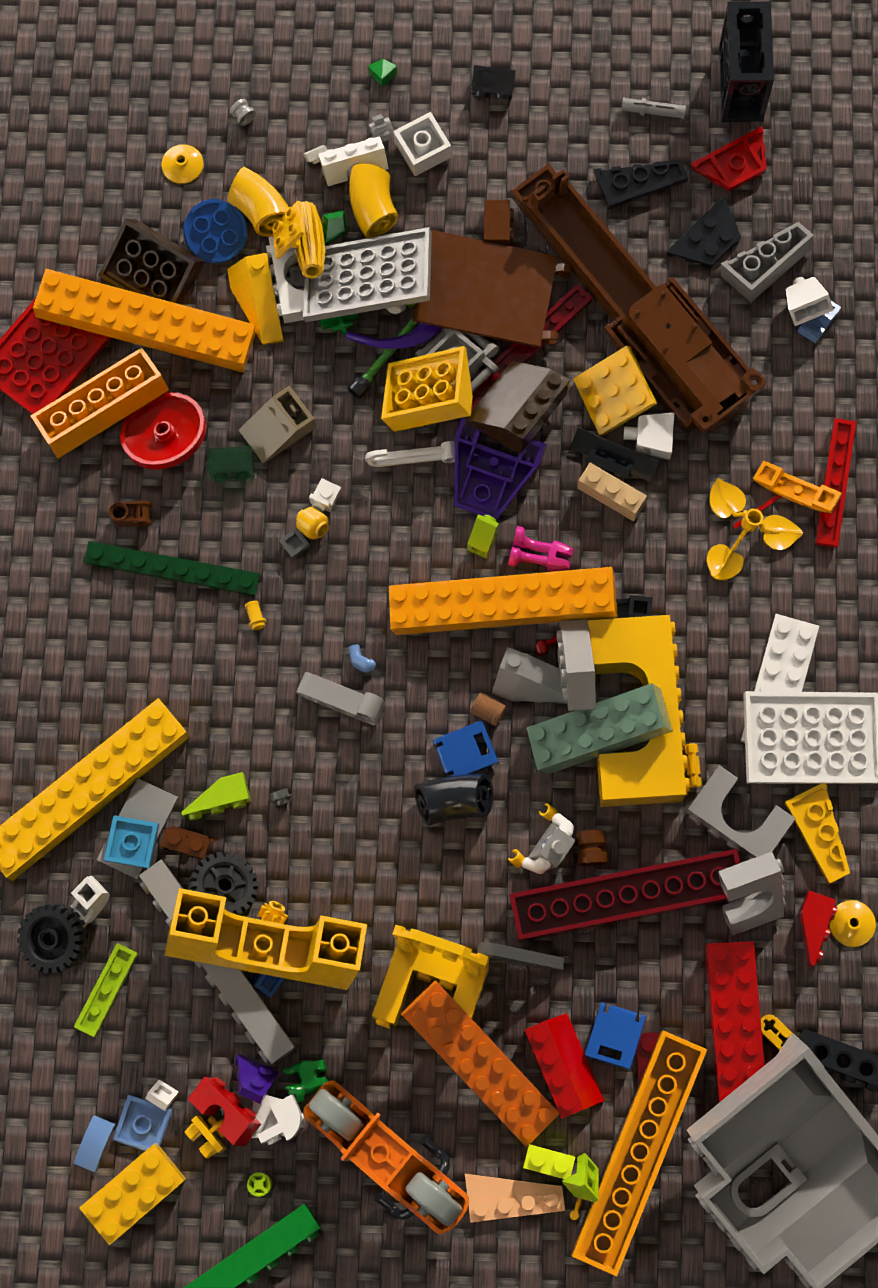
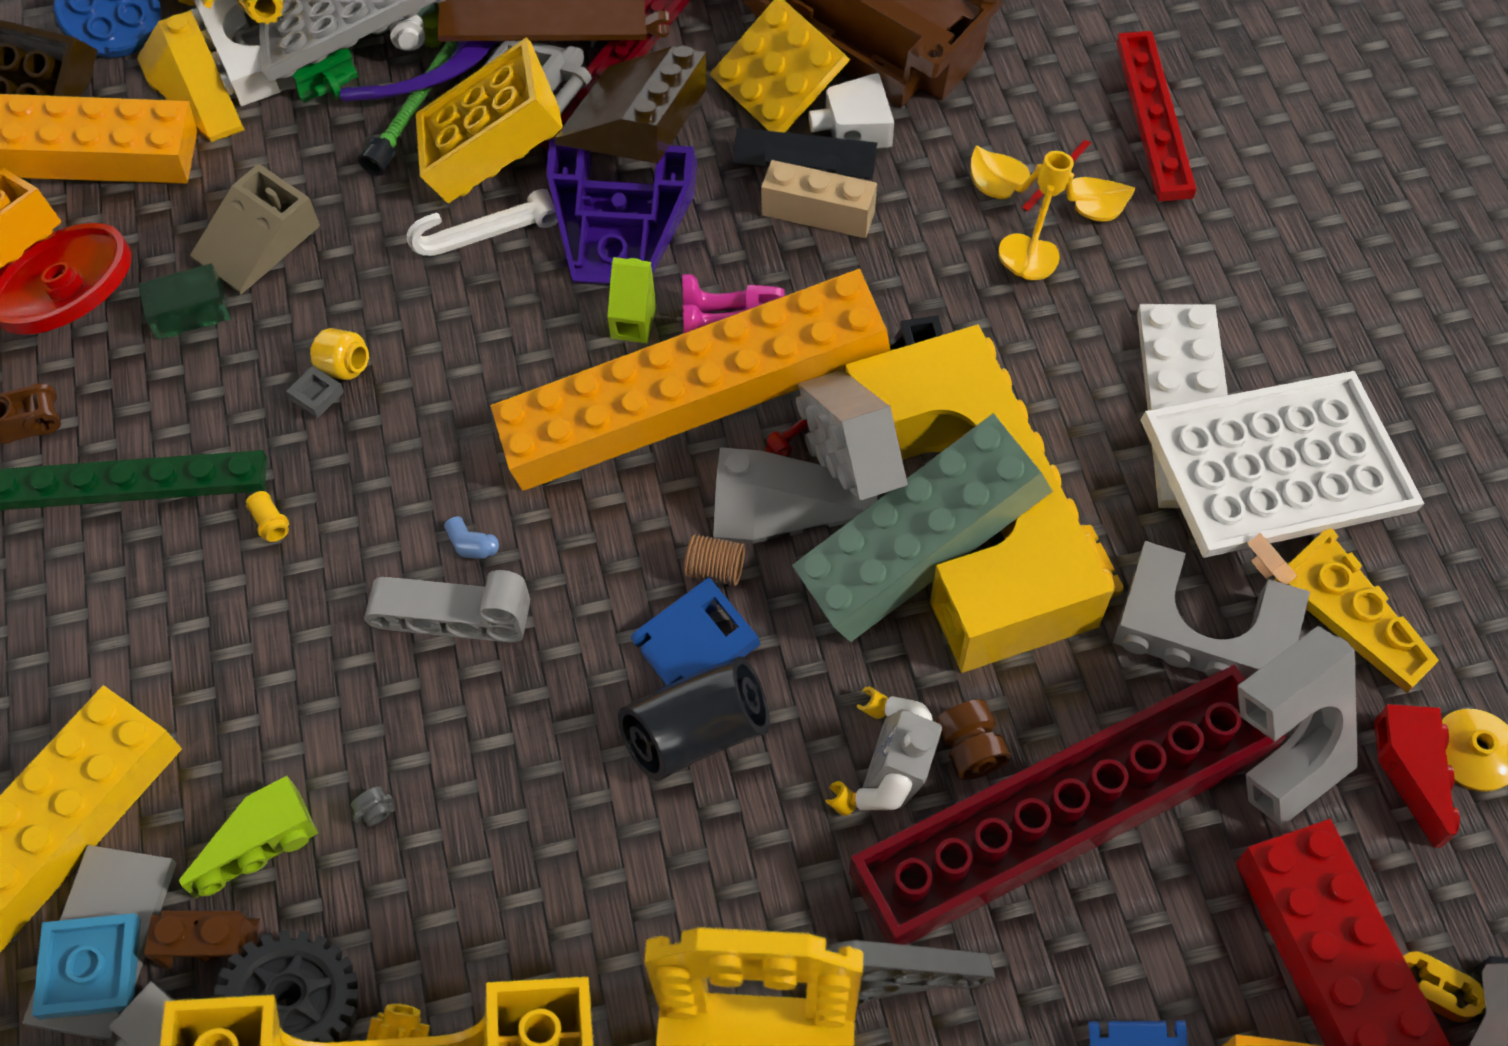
camera: 20 degrees left, 15 degrees down
(325, 495) = (354, 312): white bracket -> none
(781, 795) = (1269, 560): none -> light nougat plate
(795, 489) = (1102, 136): light orange slope -> none

